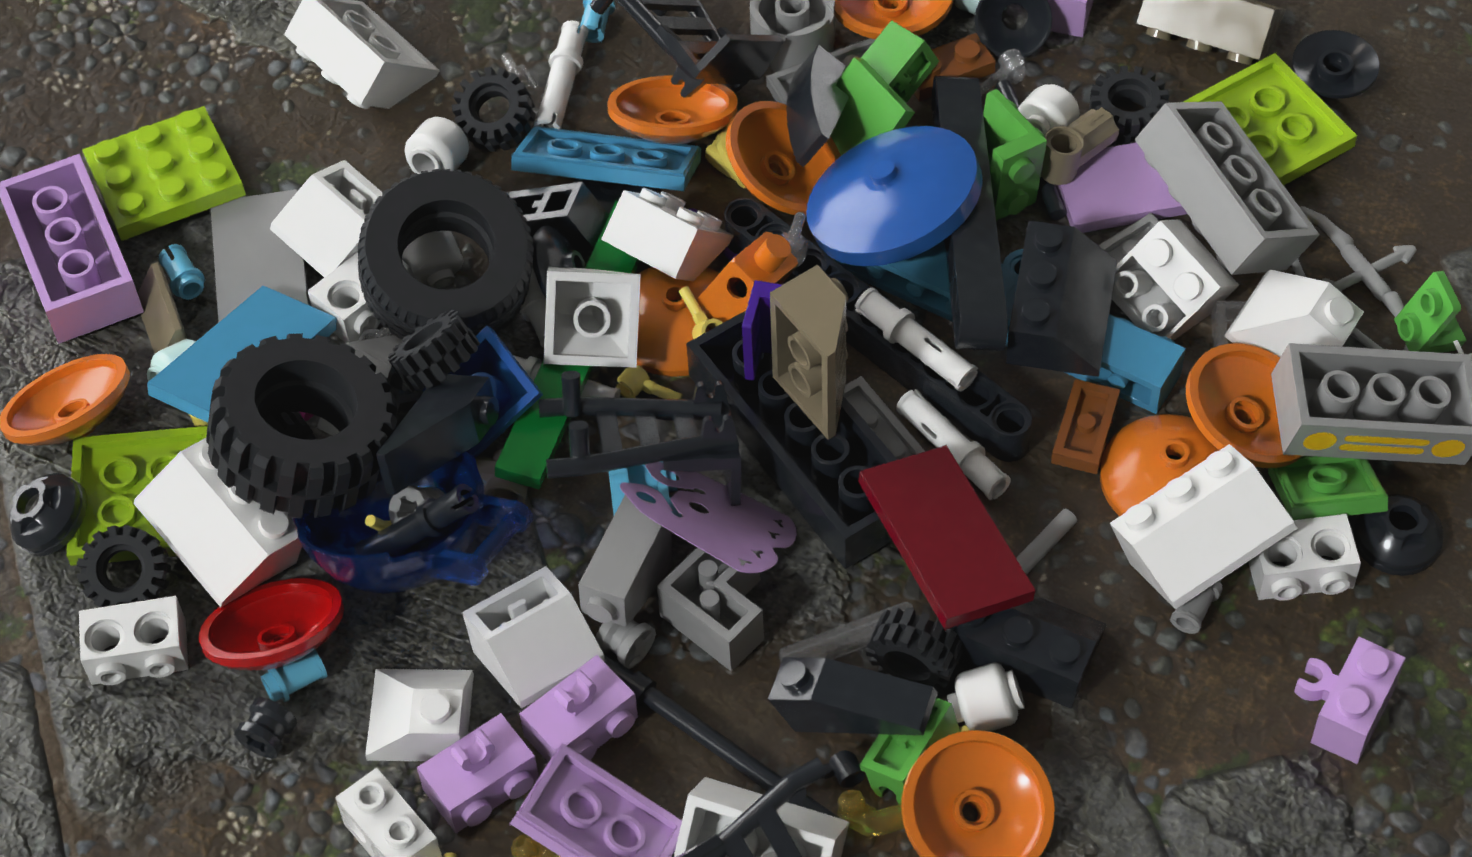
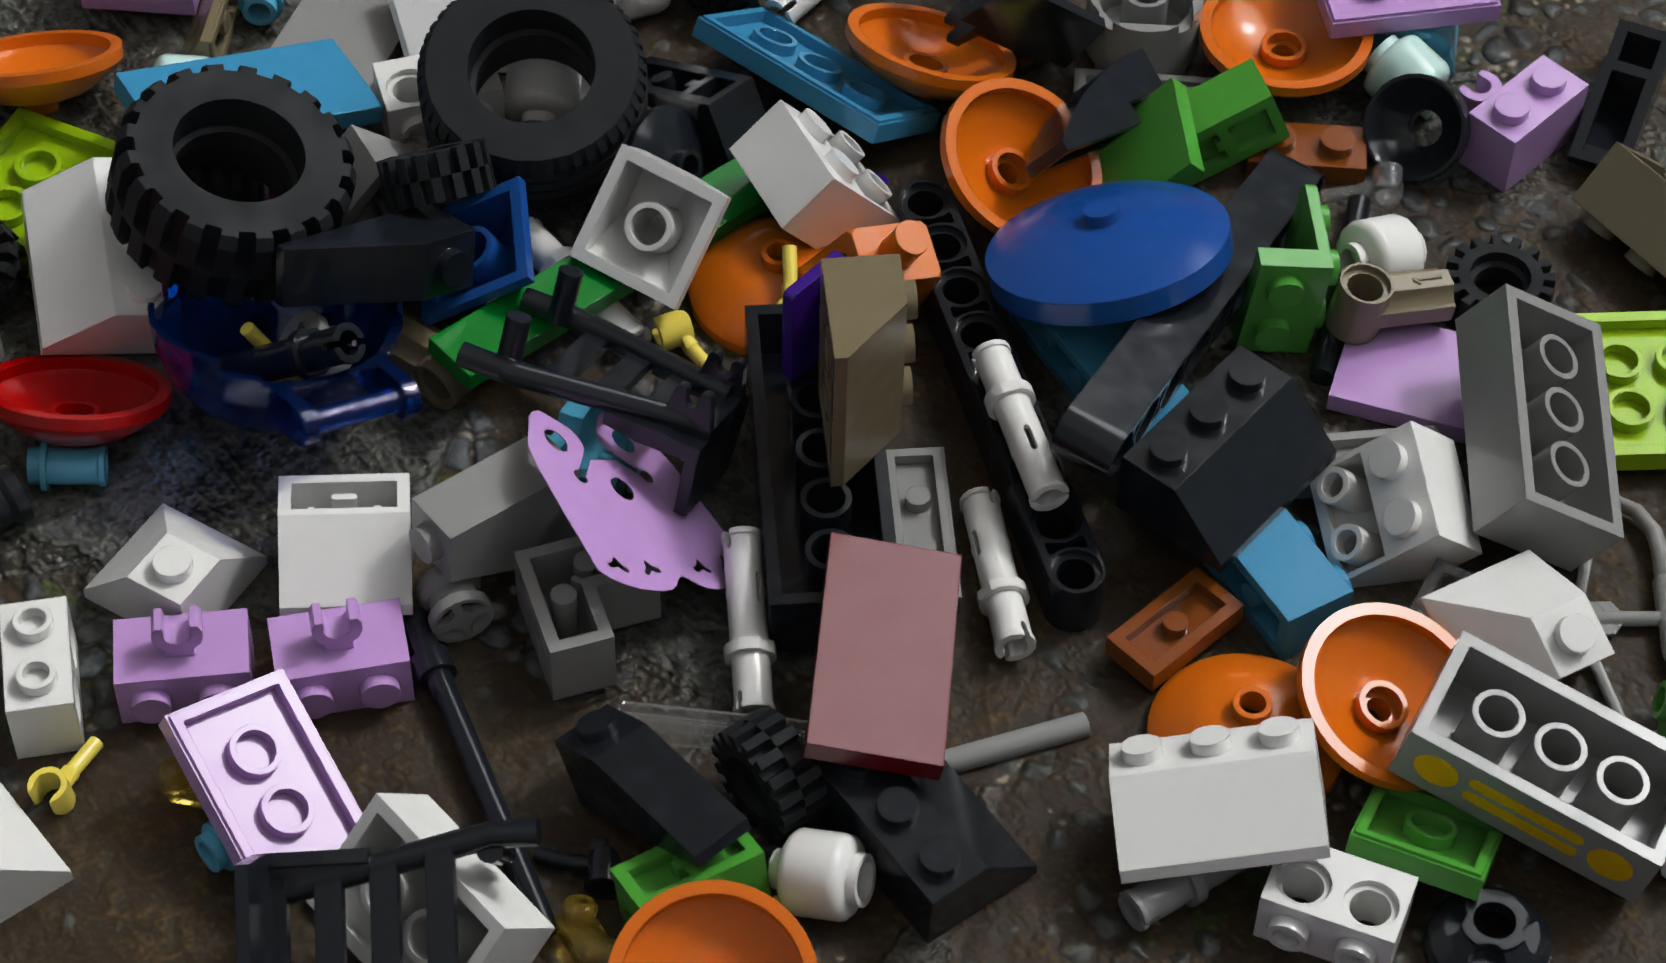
camera: 25 degrees right, 5 degrees down
(798, 246) = (953, 254): clear hand -> none
(836, 571) = (749, 645): none -> white pin

